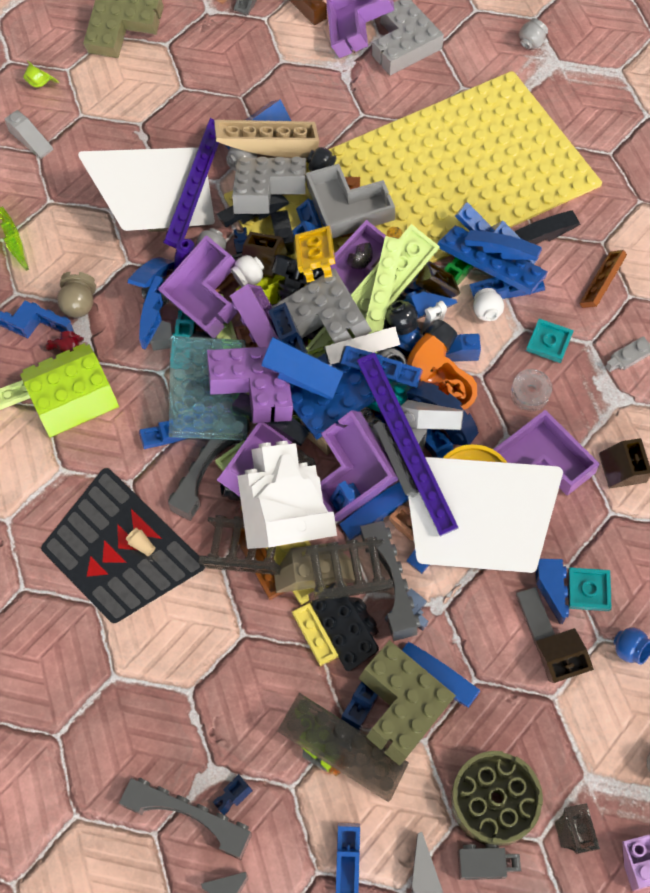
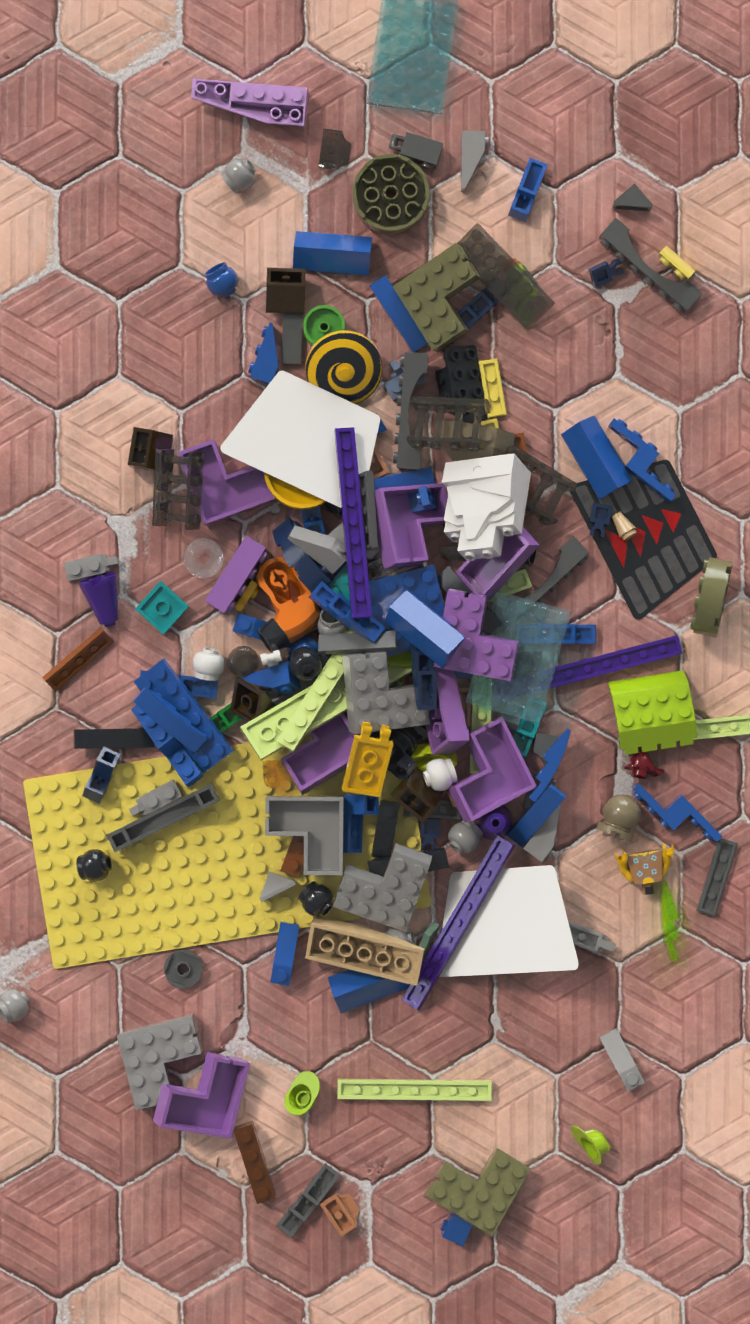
camera: 165 degrees left, 25 degrees up
(32, 492) = (712, 597): none -> olive brick
(44, 270) = (645, 866): none -> torso
(81, 207) = (589, 938): none -> light grey hinge
(113, 424) = (616, 661): none -> dark purple plate
(138, 257) = (542, 841): none -> light grey slope
(139, 610) = (642, 459): none -> blue bracket
(155, 828) = (681, 268): none -> light yellow slope
(167, 543) = (600, 516): none -> dark blue plate
(185, 599) = (596, 457): none -> blue slope
(193, 73) = (415, 1089): none -> yellowish green plate
(219, 162) = (428, 938): none -> sand green tile
(282, 41) = (302, 1093): none -> lime piece
(332, 123) = (284, 953): none -> blue slope
(358, 165) = (275, 884): none -> light grey slope
(361, 257) = (319, 756): clear smoke hair -> none
(405, 103) = (182, 957): none -> dark grey plate
(450, 201) = (163, 817): none -> dark grey arch
(459, 316) = (243, 661): none -> clear smoke piece
(472, 598) = (345, 365): none -> dish
(478, 370) = (250, 592): none -> yellow plate
(488, 196) = (157, 798): none -> light grey hinge
(494, 380) = (236, 575): none -> medium lavender brick
(508, 620) = (321, 316): none -> bright green wheel
(516, 133) = (93, 865): none -> black piece
(532, 716) = (332, 253): none -> blue slope
(540, 197) = (101, 775): none -> dark blue brick
(589, 589) = (235, 345): teal plate -> none
(594, 428) = (163, 488): none -> clear smoke fence
(608, 330) = (102, 597): none -> dark purple cone

